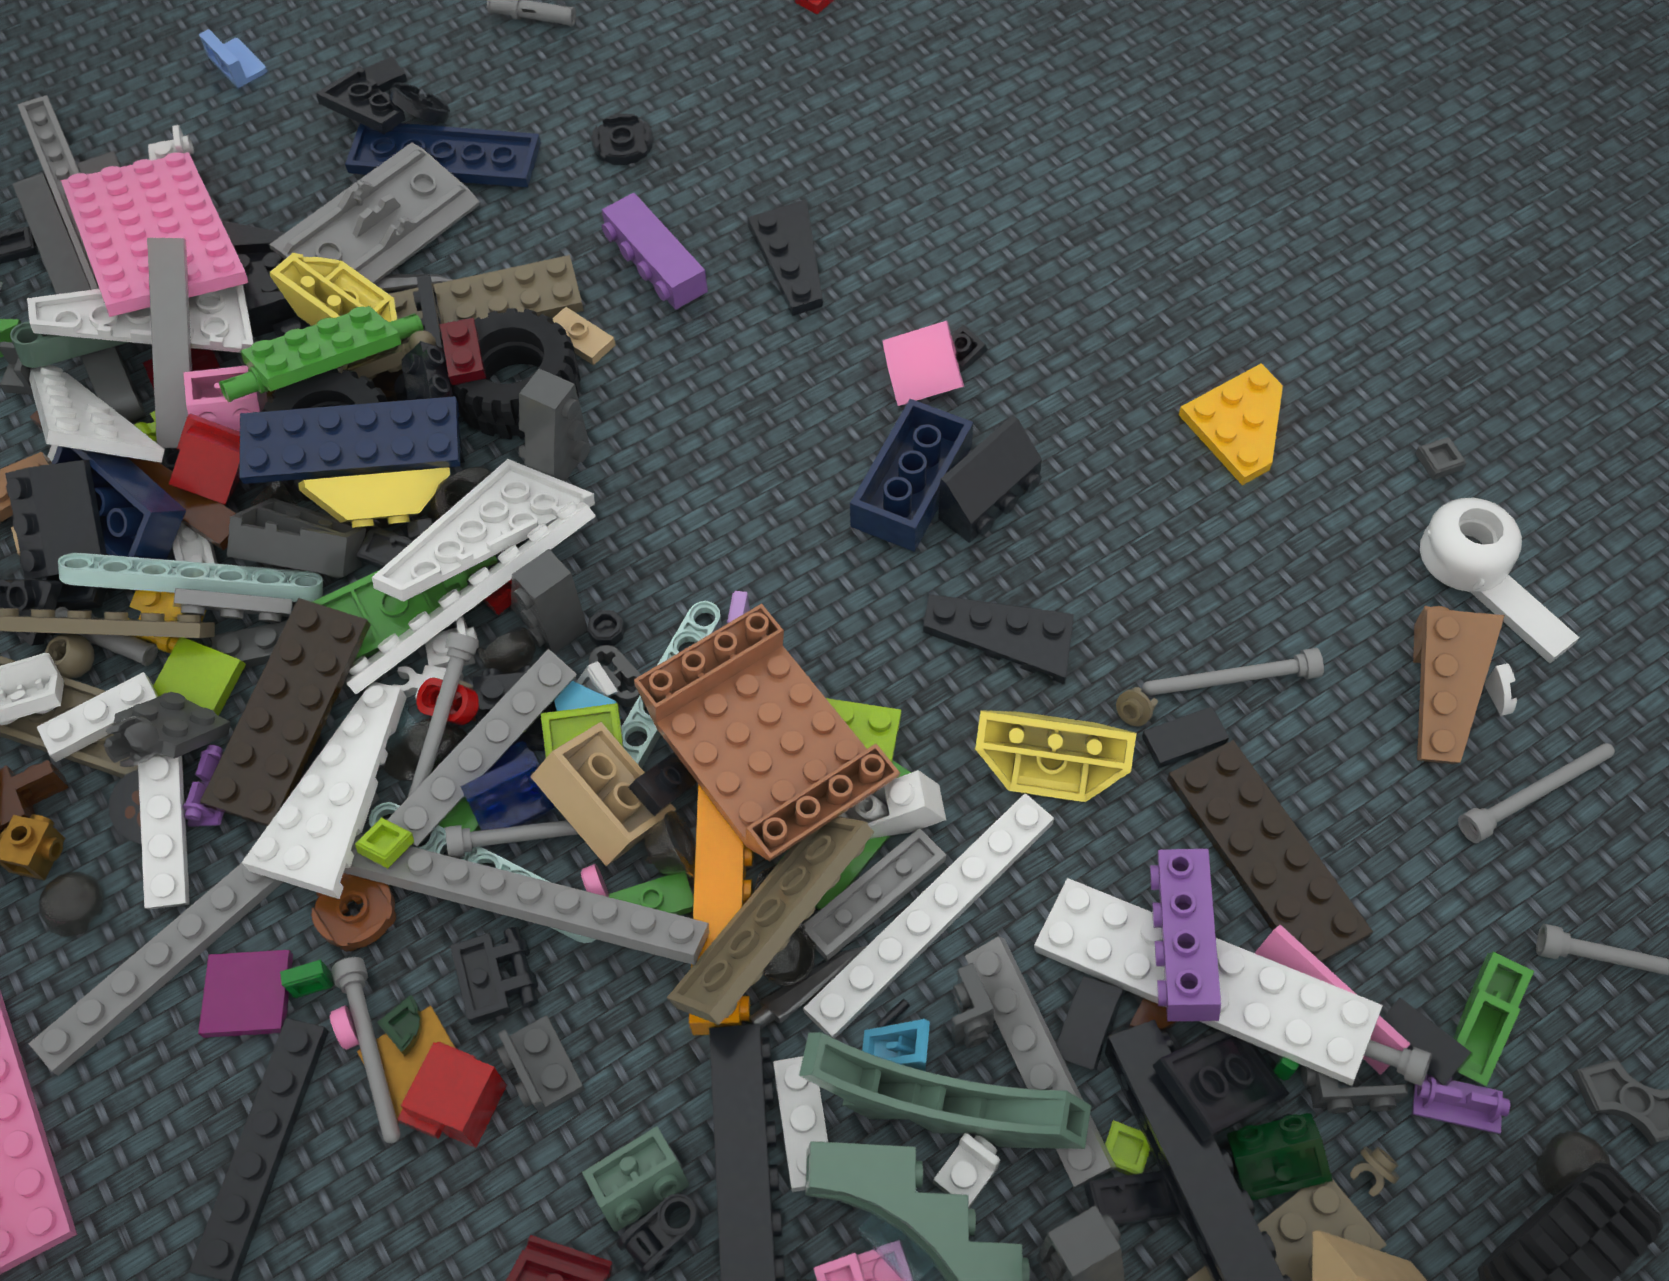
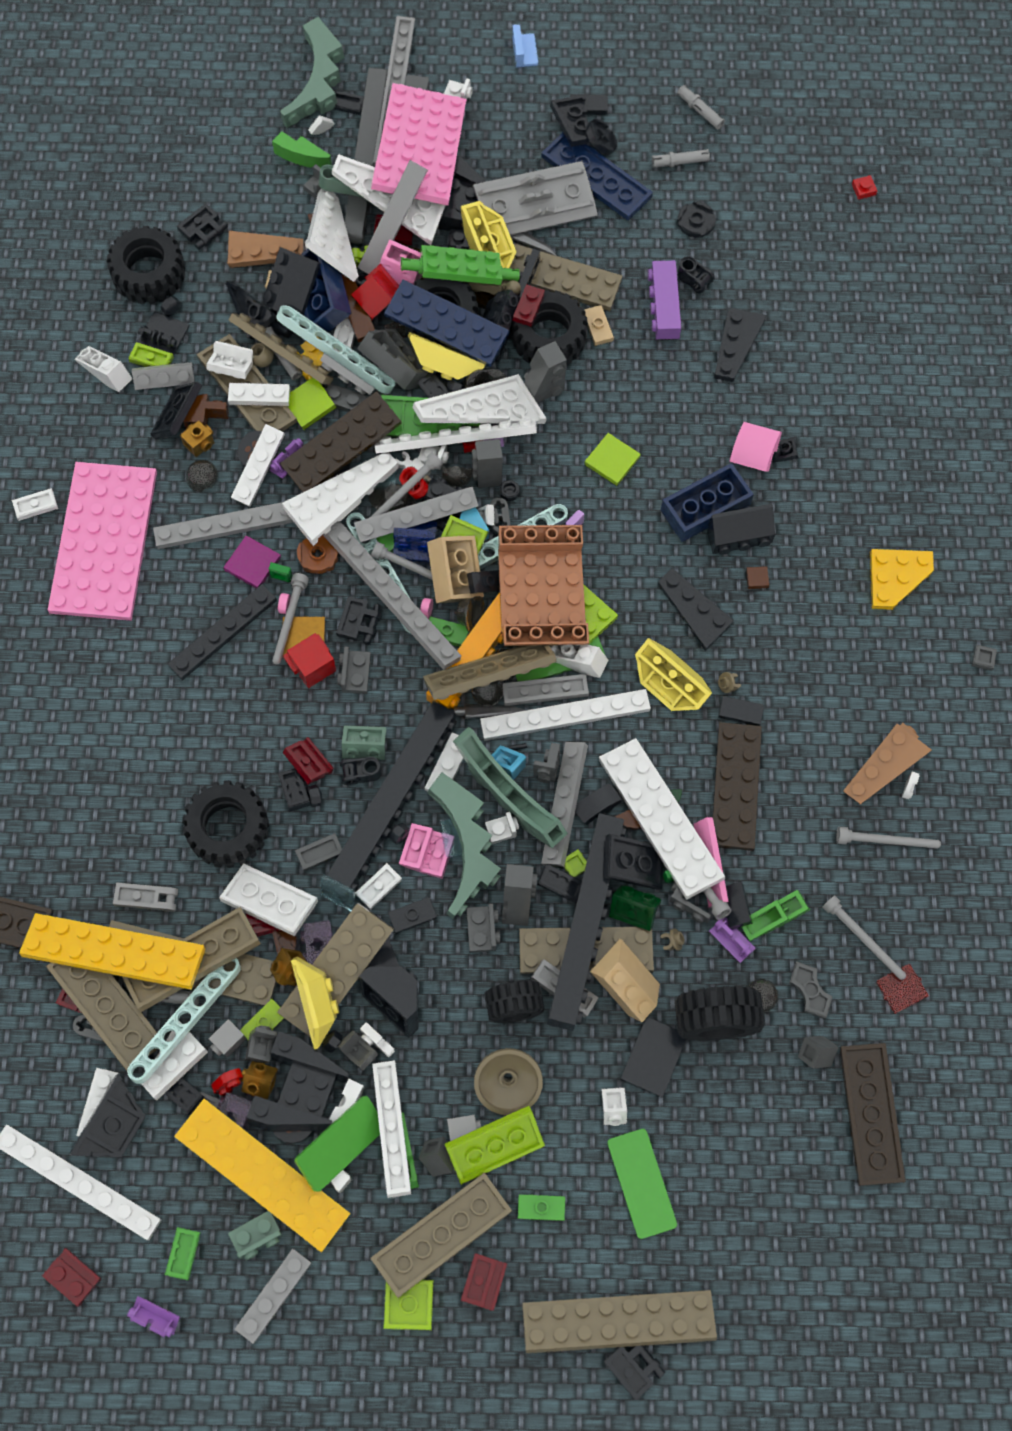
camera: 30 degrees right, 10 degrees up
(162, 726) = (283, 418): dark grey plate -> none
(384, 842) = (347, 532): lime tile -> none
(403, 1024) = (308, 617): dark green tile -> none
(537, 84) = (672, 159): none -> light grey pin
(669, 201) = (697, 276): none -> black piece
(729, 498) = (612, 459): none -> lime tile
(1058, 536) = (757, 577): none -> reddish brown tile
(1188, 935) = (663, 793): medium lavender brick -> none
(1307, 664) = (824, 713): light grey piece -> none
(1461, 561) = (944, 719): white piece -> none
(1529, 619) = (953, 747): white tile -> none

